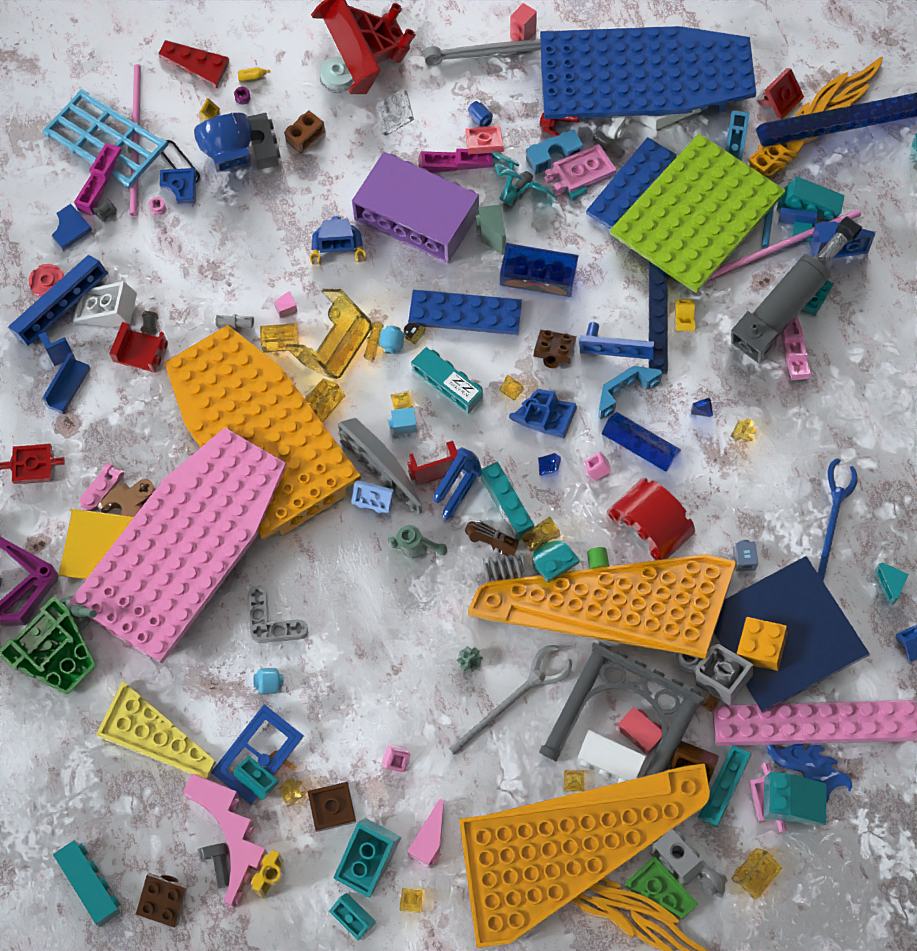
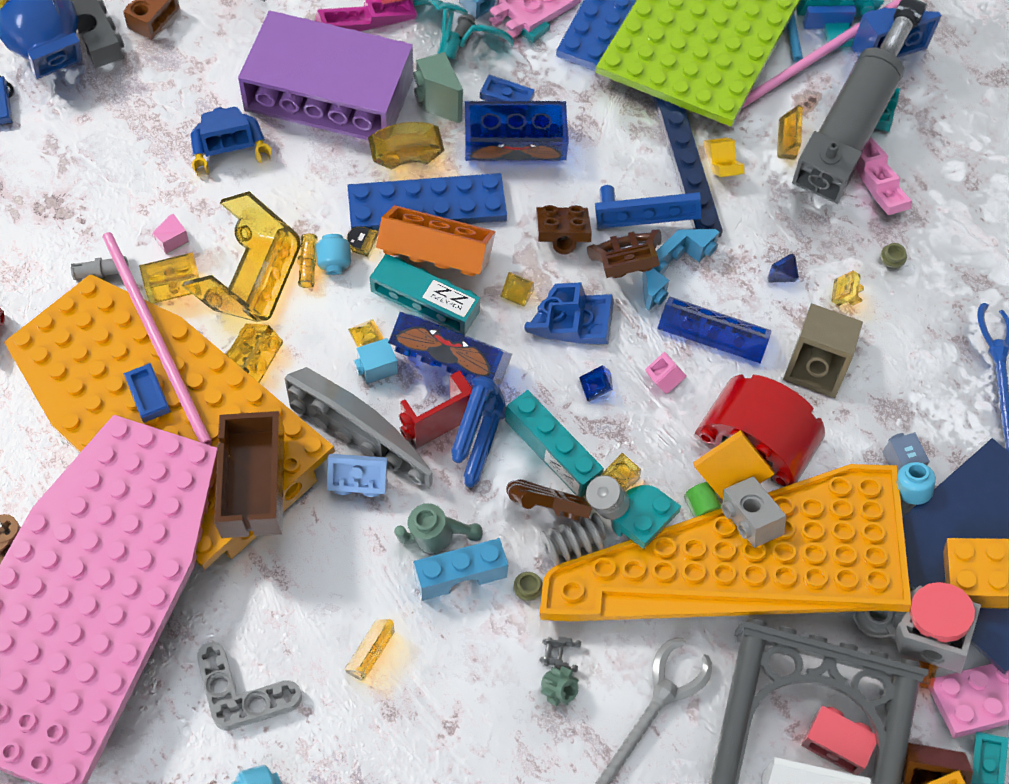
camera: 20 degrees left, 5 degrees down
(248, 416) = (147, 392): none -> blue tile
(261, 379) = (157, 340): none -> bright pink piece
(302, 484) = (252, 477): none -> reddish brown piece
(357, 611) = (370, 649): none -> clear yellow slope
(435, 569) = (440, 572): none -> dark azure arch
(452, 422) = (447, 347): none -> brick
(459, 266) = (406, 144): none -> clear yellow brick
(462, 343) = (435, 240): none -> orange brick
(466, 591) = (528, 586): none -> olive plate
(478, 632) = (560, 643): none -> dark grey piece
(530, 544) = (607, 497): none -> light grey piece
(541, 238) = (503, 90): none -> blue plate
(592, 382) = (630, 259): none -> reddish brown plate
(621, 541) = (732, 463): none -> light orange tile
(625, 573) = (753, 512): none -> light grey brick
(711, 470) = (823, 350): none -> dark tan slope
(724, 663) = (942, 612): none -> coral tile
(739, 304) = (790, 134): none -> clear yellow slope
(743, 576) = (916, 483): none -> medium azure head
(786, 411) = (893, 255): none -> olive plate

